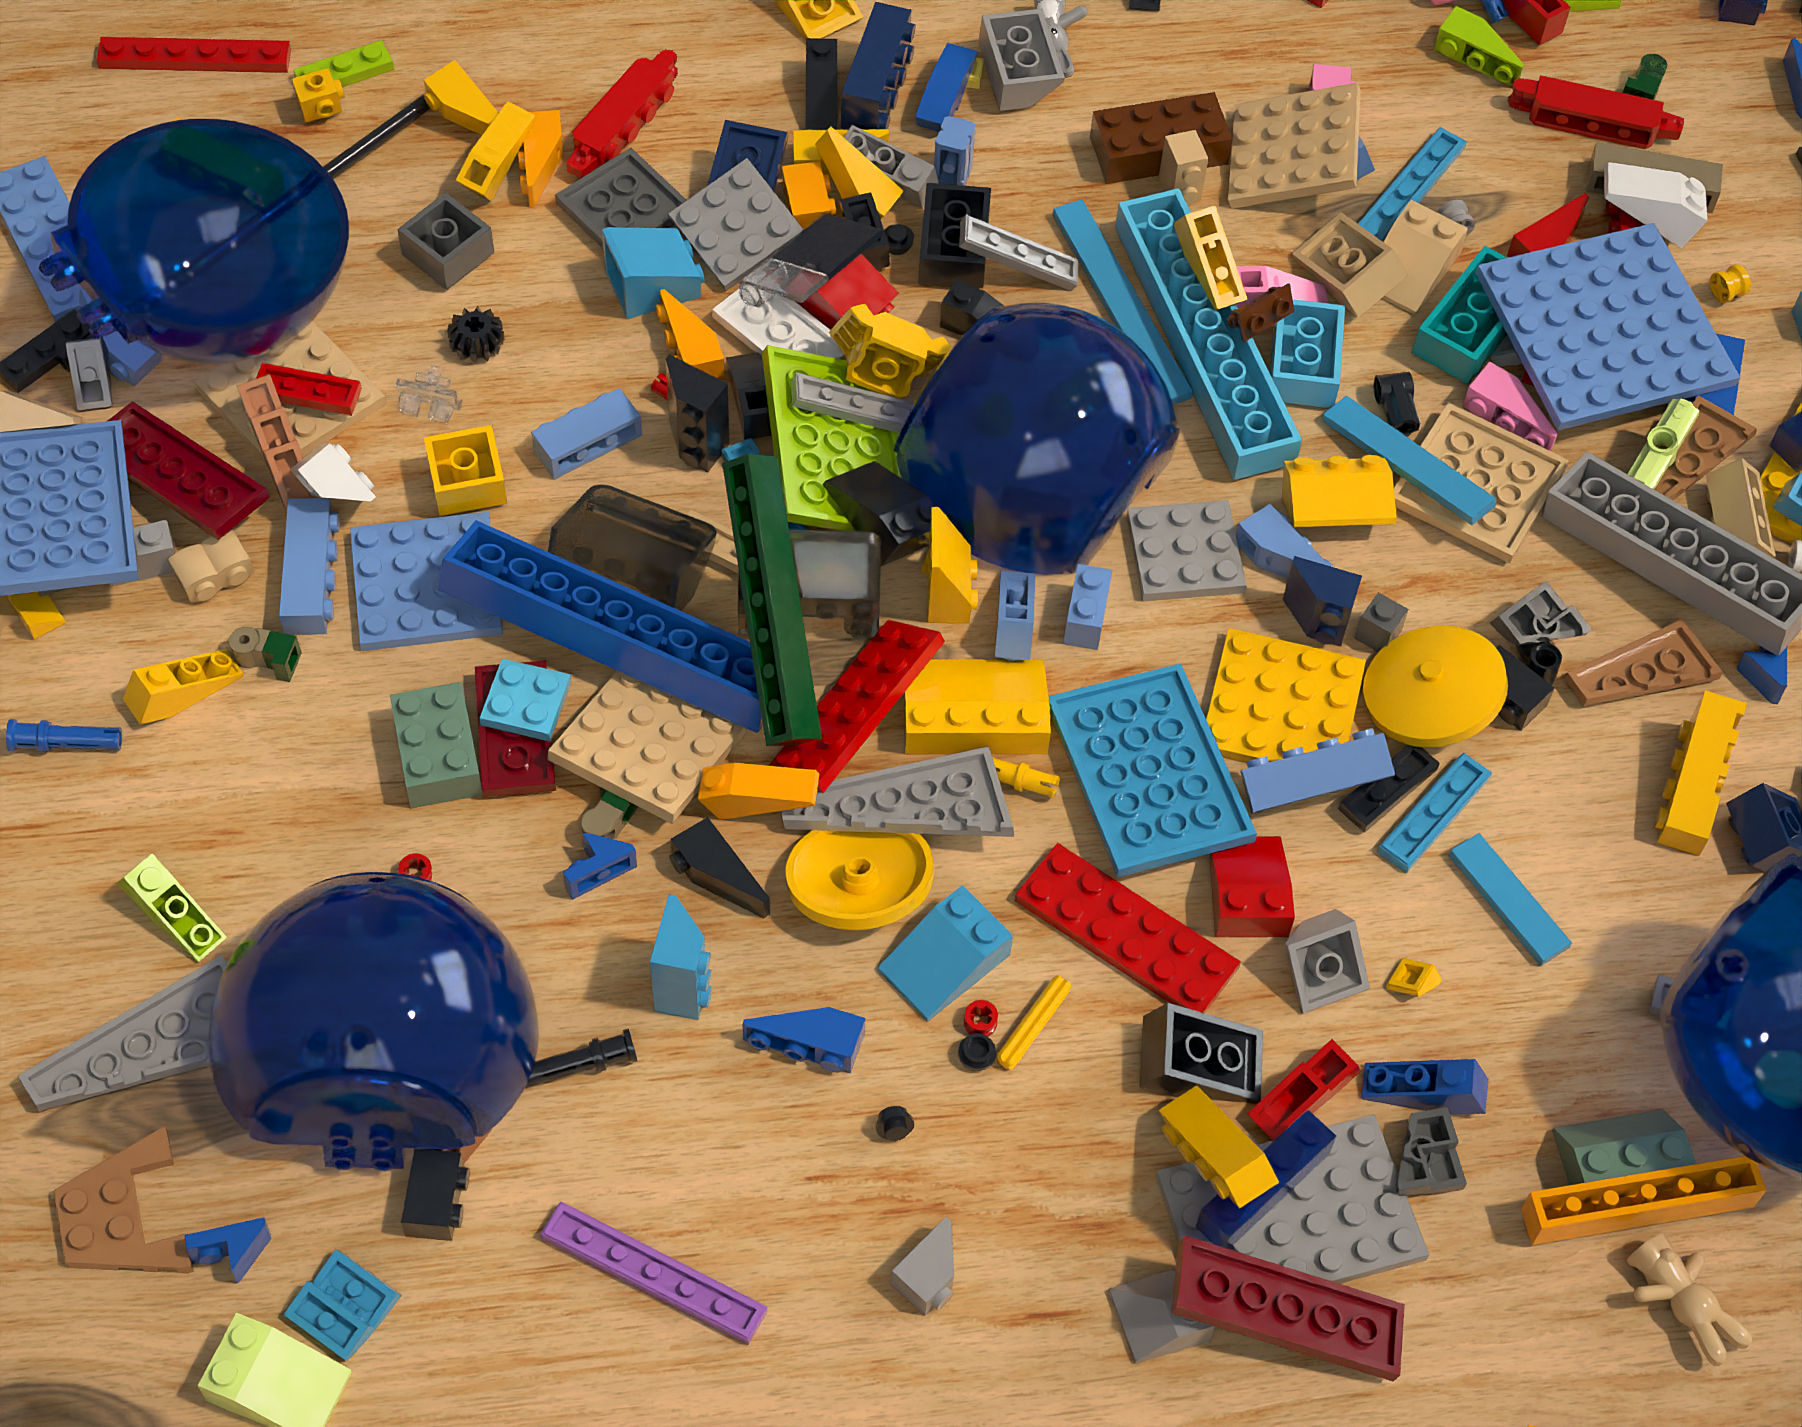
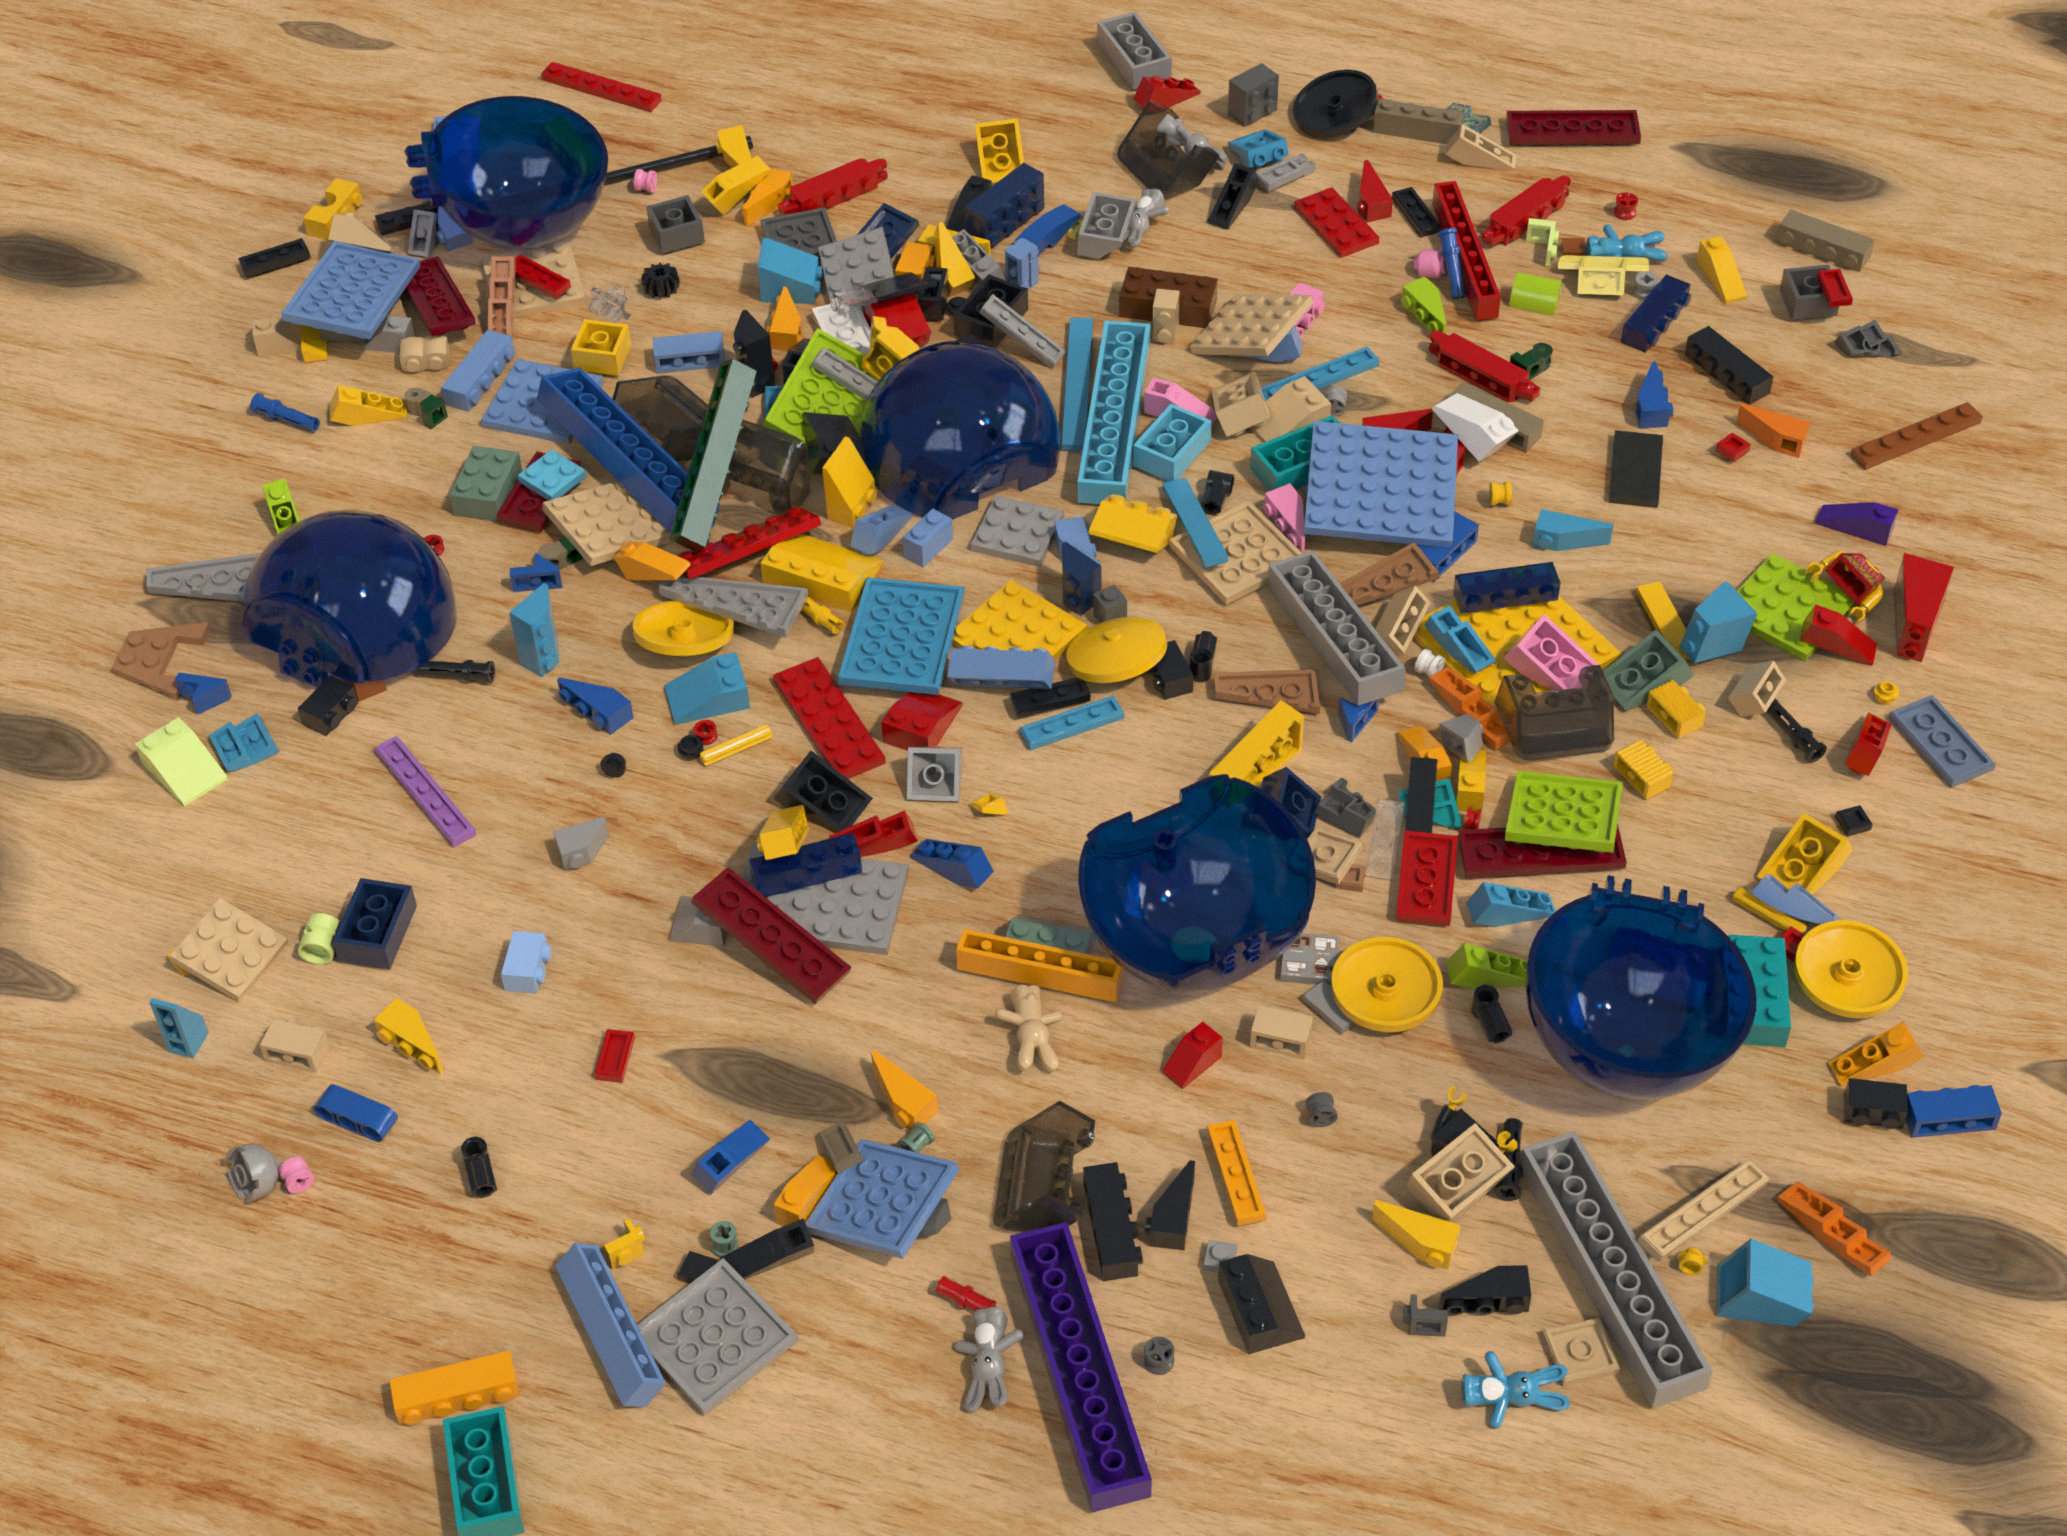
camera: 30 degrees right, 10 degrees down
(318, 94) = (655, 126): yellow brick -> none
(328, 475) = (515, 321): white slope -> none
(354, 64) = (684, 119): lime plate -> none
(355, 184) = (645, 180): none -> bright pink wheel
(715, 867) = (602, 598): black slope -> none
(1210, 257) = (1136, 363): yellow slope -> none
(1263, 313) = (1149, 405): reddish brown hinge -> none
(1430, 1155) = (925, 897): dark grey slope -> none
(1510, 899) = (1084, 784): dark azure tile -> none
(1540, 618) = (1210, 631): dark grey slope -> none
(1669, 432) = (1367, 561): yellowish green piece -> none

